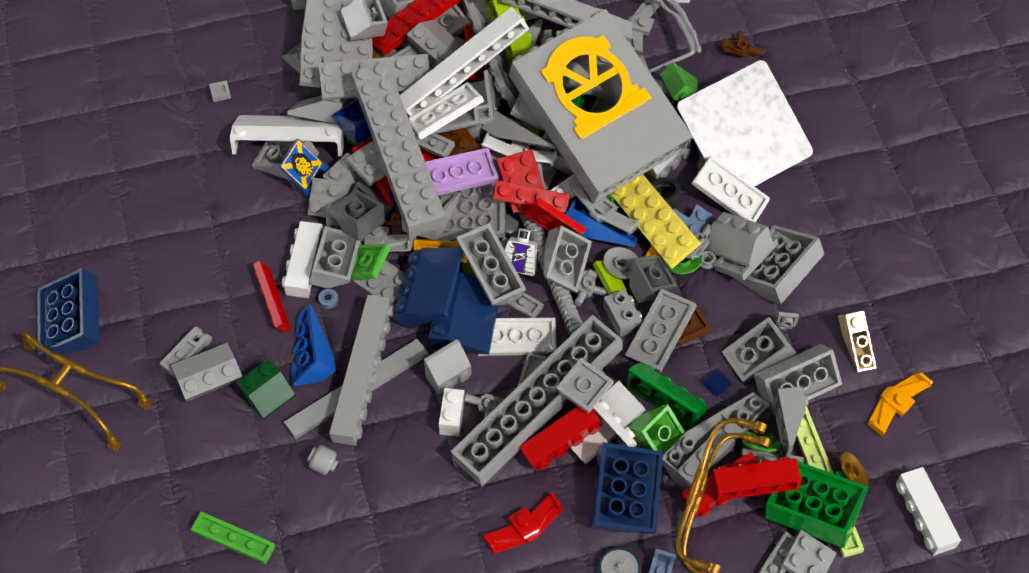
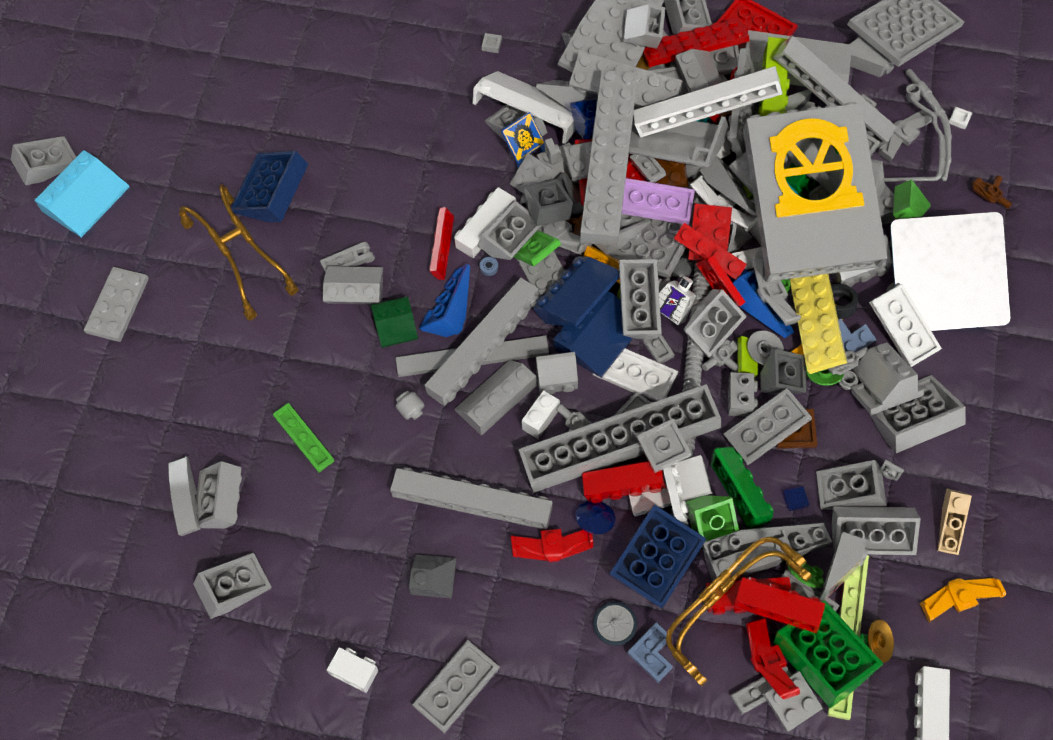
camera: 30 degrees right, 5 degrees up
(336, 166) = (552, 151): none -> light grey plate
(400, 413) = (497, 396): none -> light grey slope
(427, 518) = (471, 498): none -> light grey brick
(445, 110) = (669, 139): white tile -> none
(551, 482) = (592, 522): none -> clear blue dish
(771, 532) = (769, 660): none -> red plate

